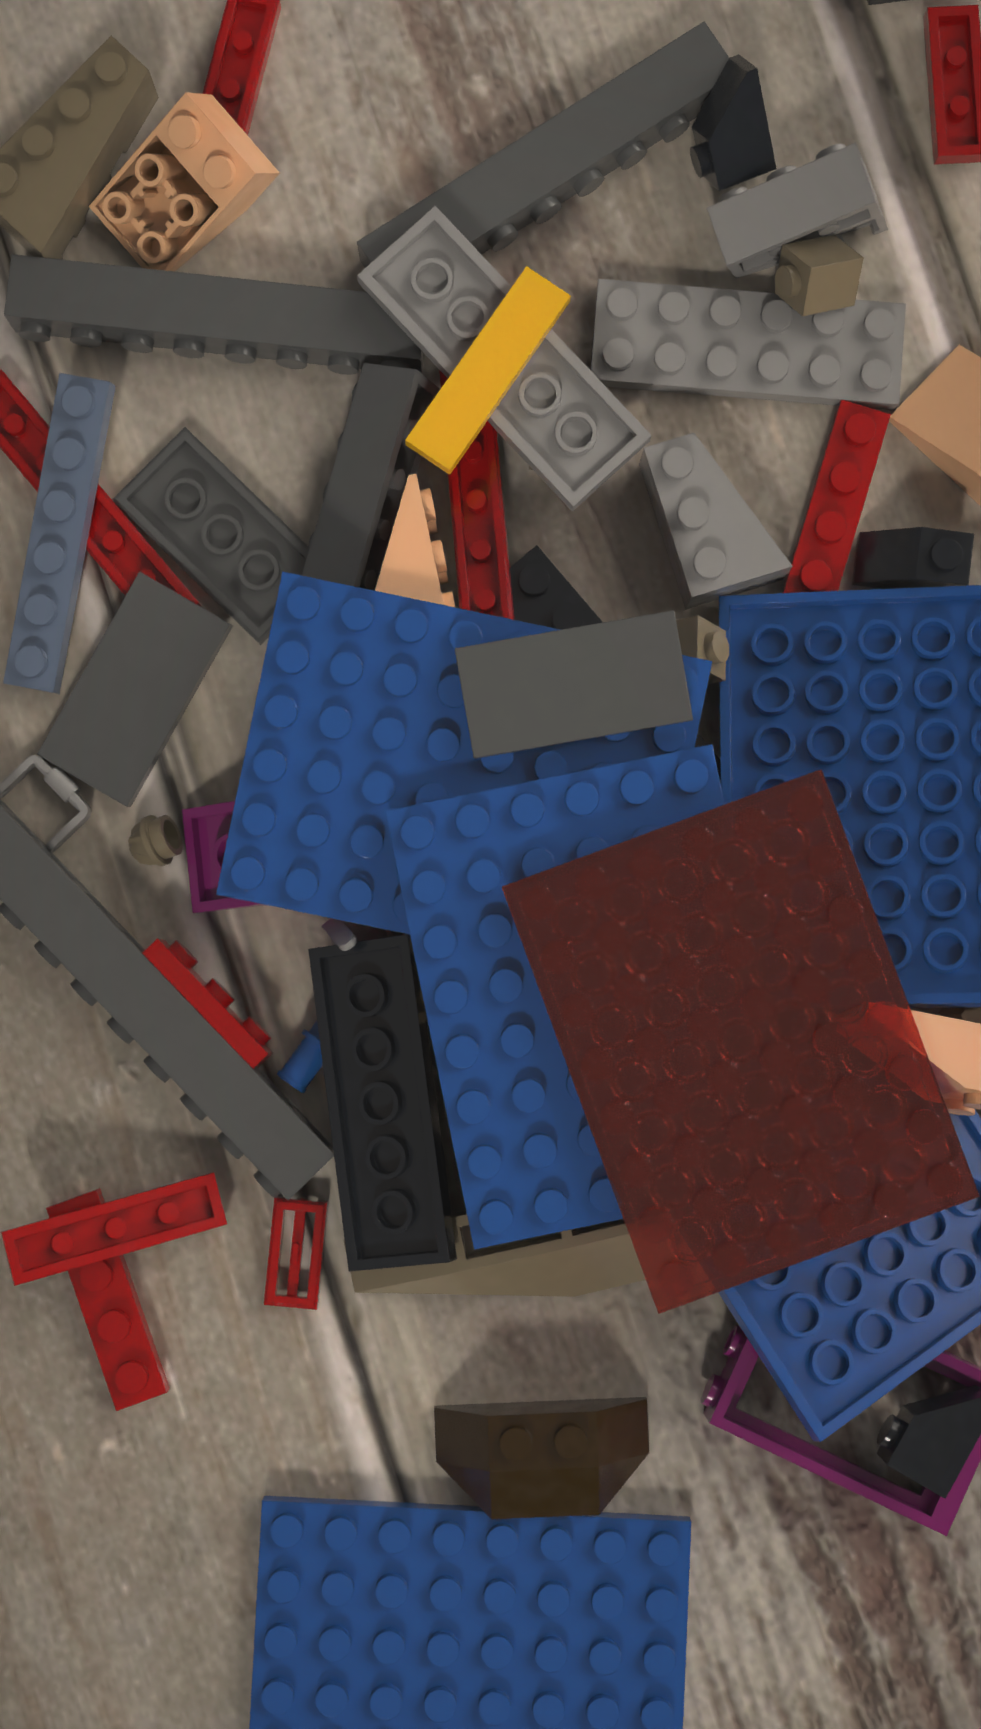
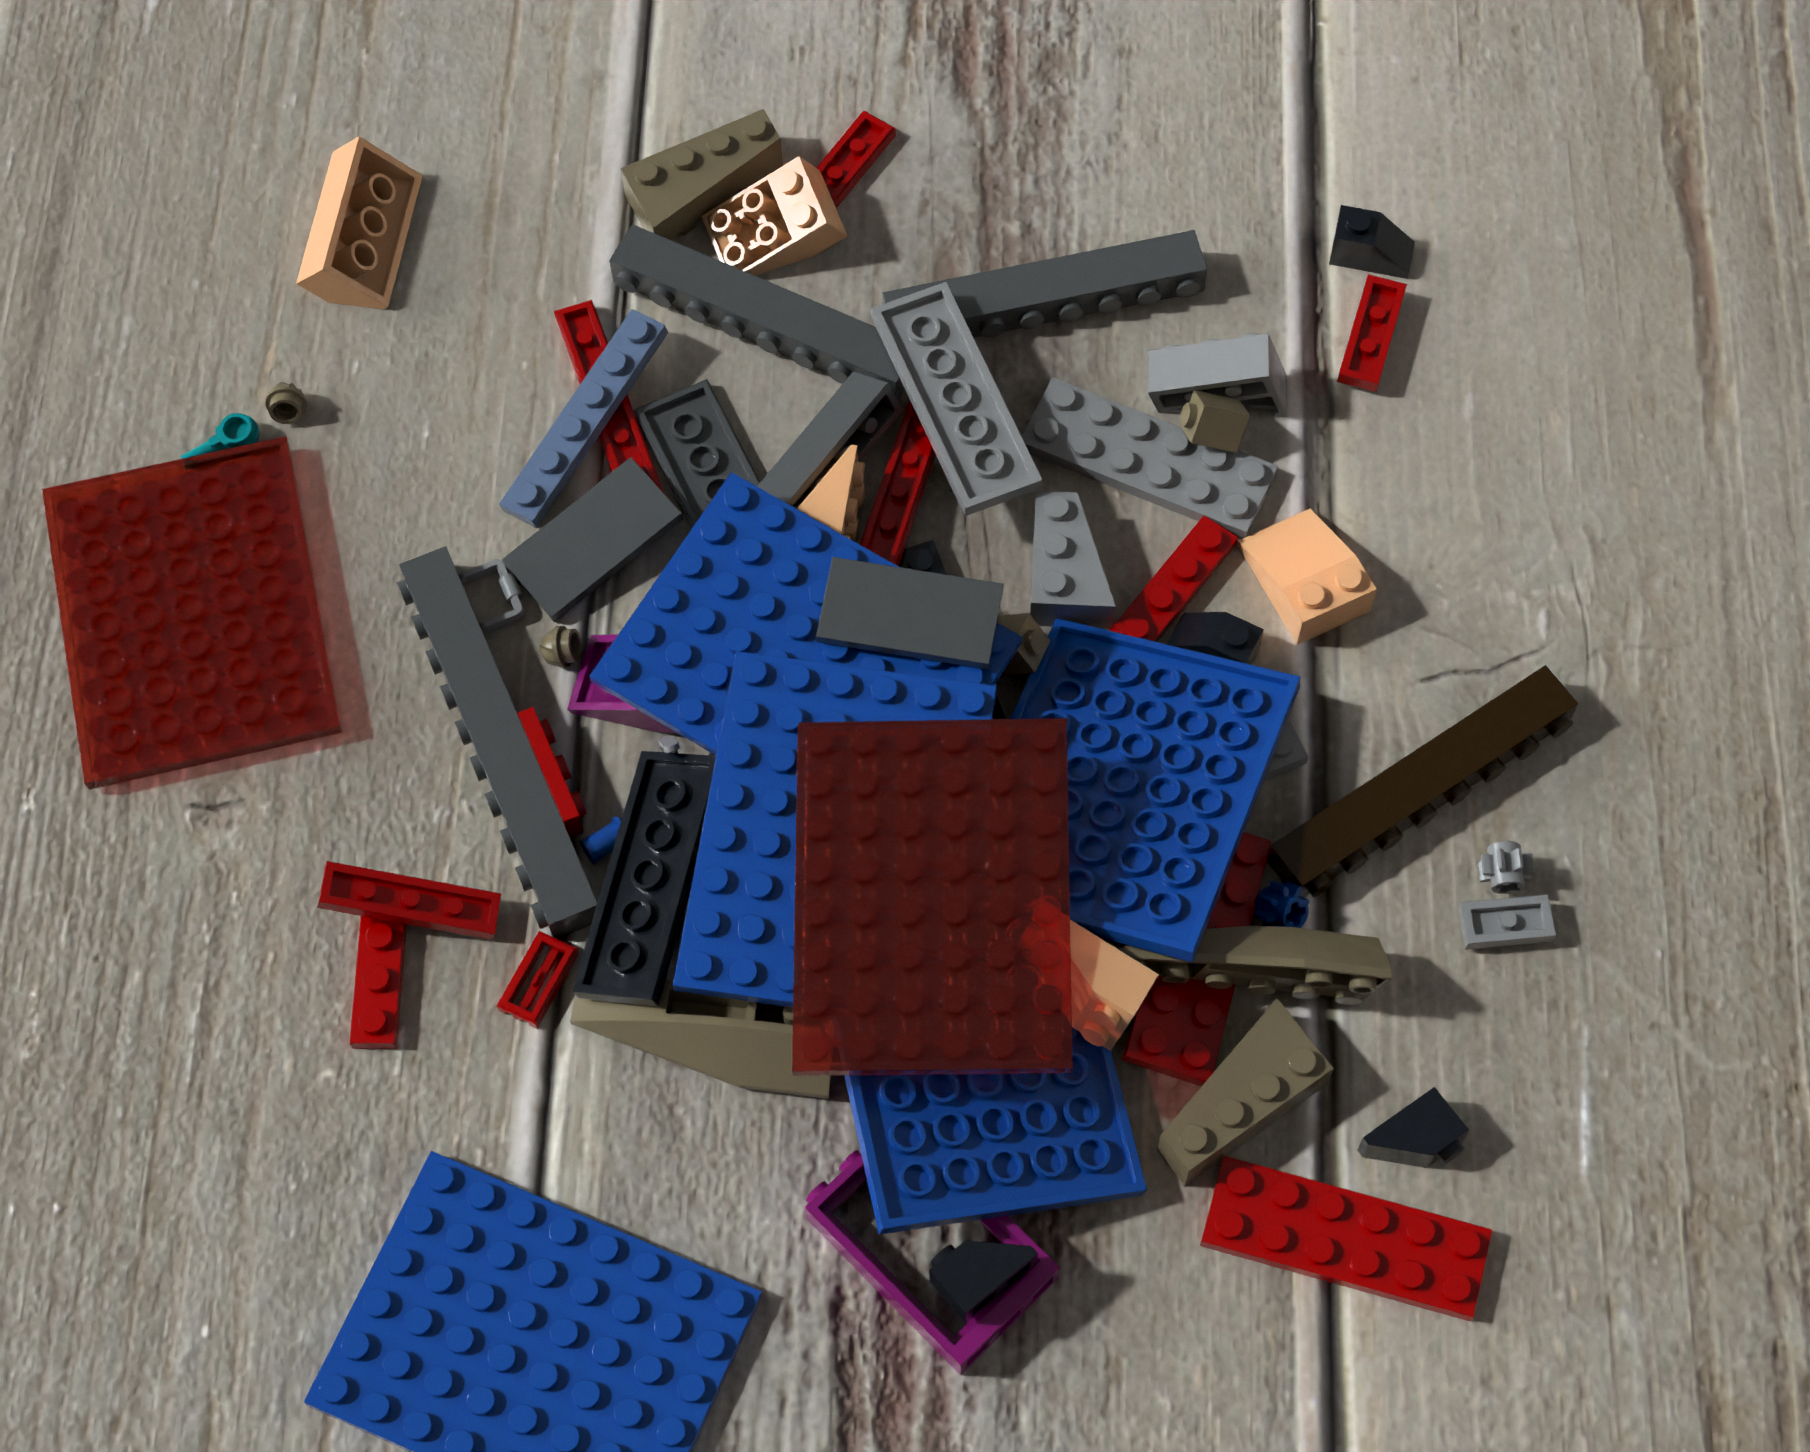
camera: 25 degrees right, 20 degrees down
(487, 370) = (938, 397): yellow tile -> none
(542, 1453) = (667, 1194): dark brown wedge -> none
(733, 129) = (1187, 306): black slope -> none

